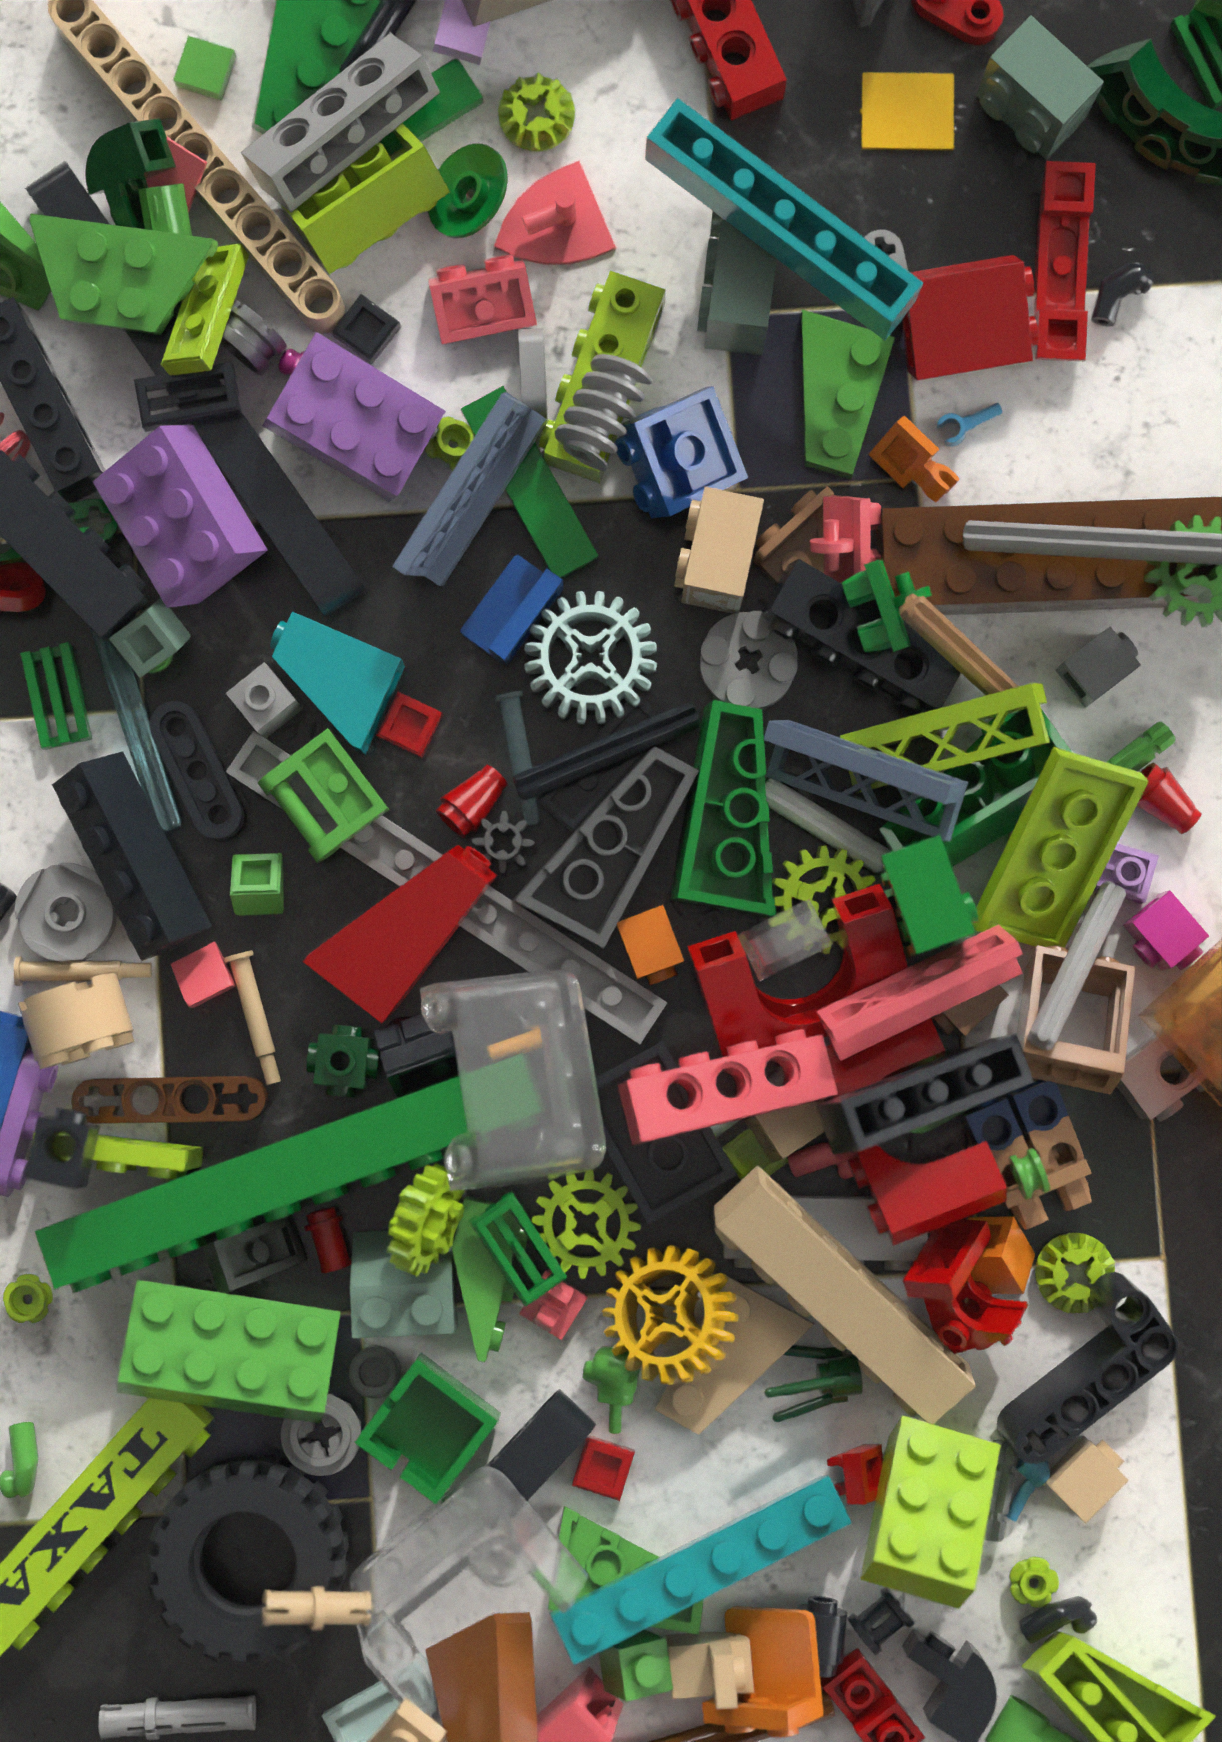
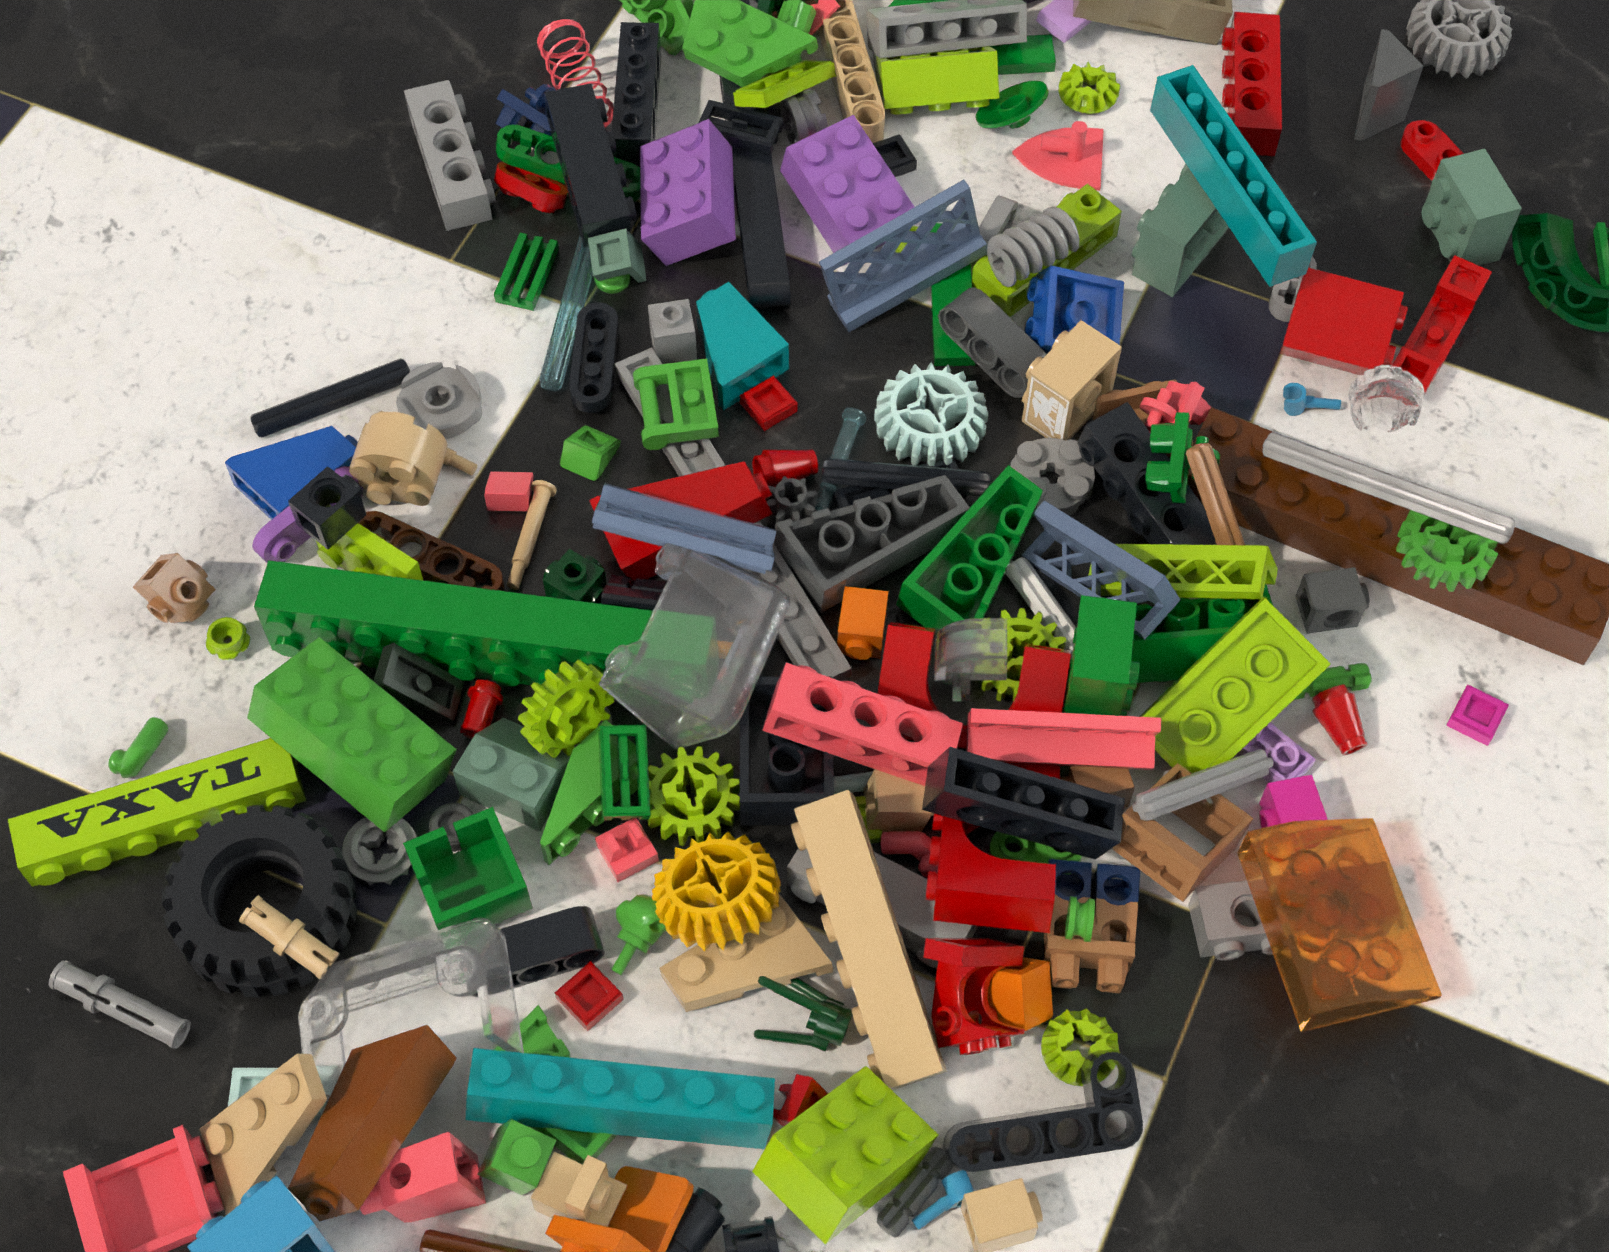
camera: 25 degrees right, 25 degrees down
(131, 855) = (511, 381): black brick -> none
(445, 956) = (685, 526): none -> sand blue fence
(482, 299) = (984, 169): coral bracket -> none
(511, 608) = (872, 369): blue panel -> none
(612, 533) = (990, 339): none -> dark grey beam
(840, 387) = (1221, 337): bright green wing -> none
(907, 111) = (1363, 200): yellow window -> none
(907, 457) = (1250, 396): orange plate -> none
(1049, 387) = (1385, 399): none -> clear hair
(1117, 285) = (1469, 365): black arm -> none

